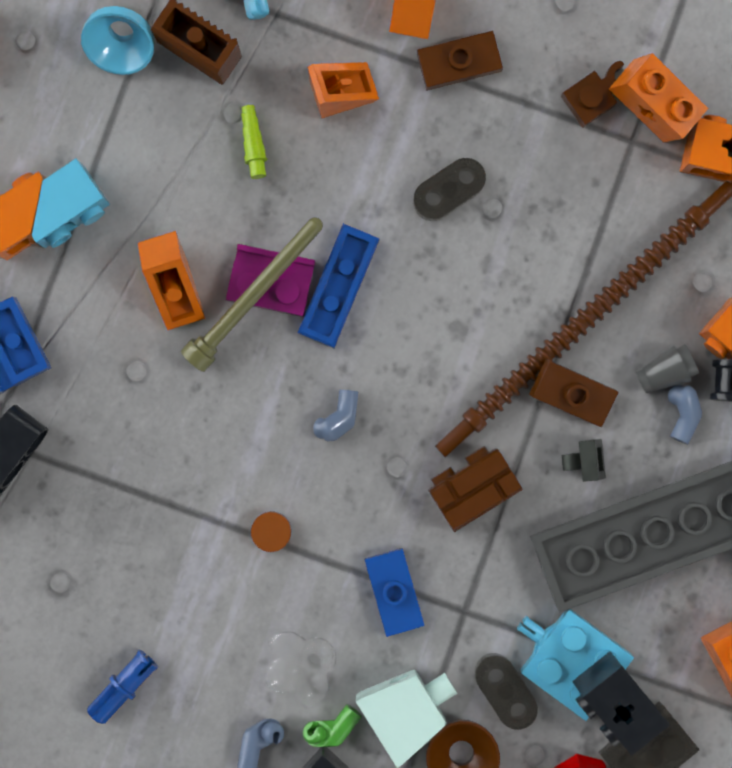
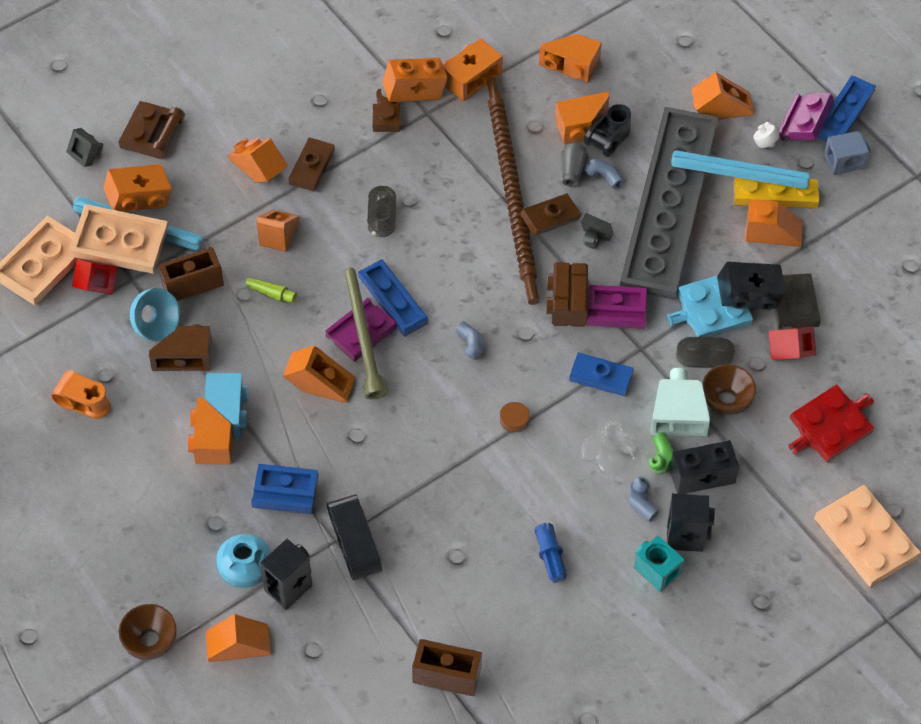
camera: 55 degrees left, 30 degrees down
(104, 107) = (183, 350): none -> reddish brown slope
(496, 553) = (616, 306): none -> magenta plate

